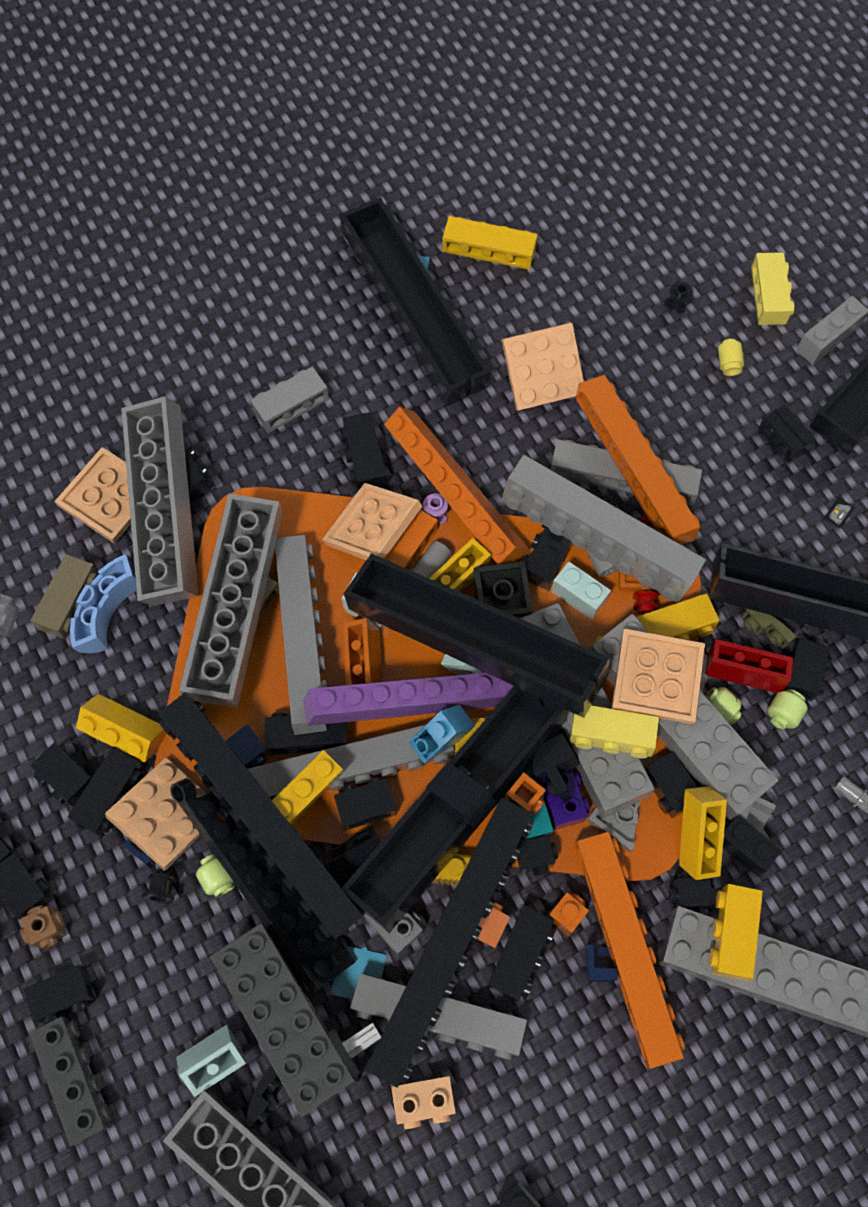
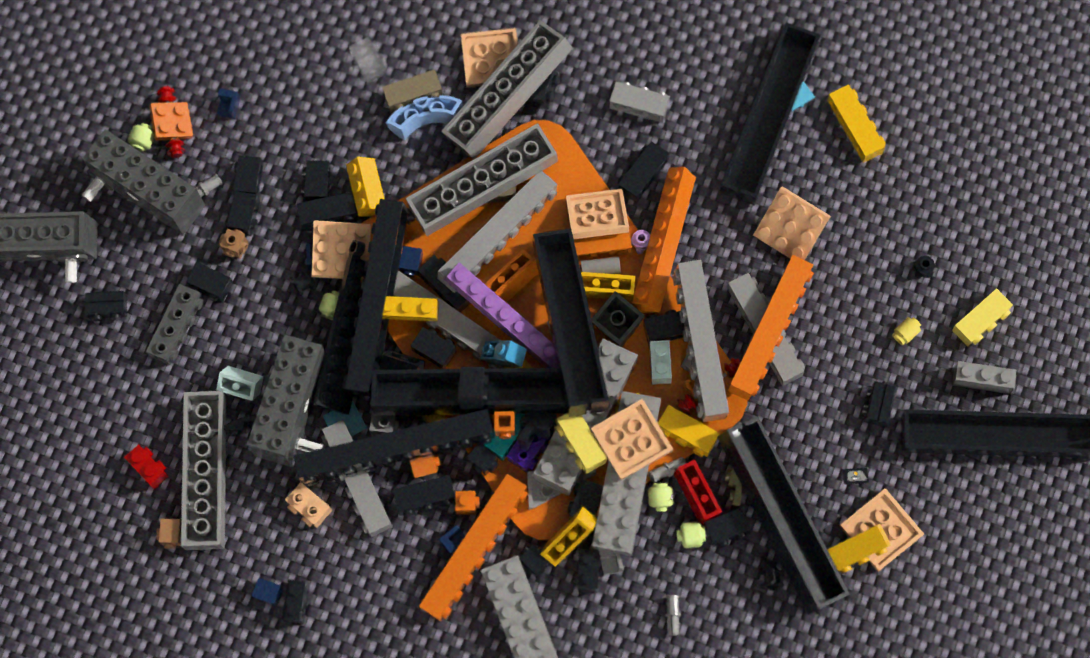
camera: 55 degrees right, 5 degrees up
(736, 932) = (525, 592): yellow brick -> none

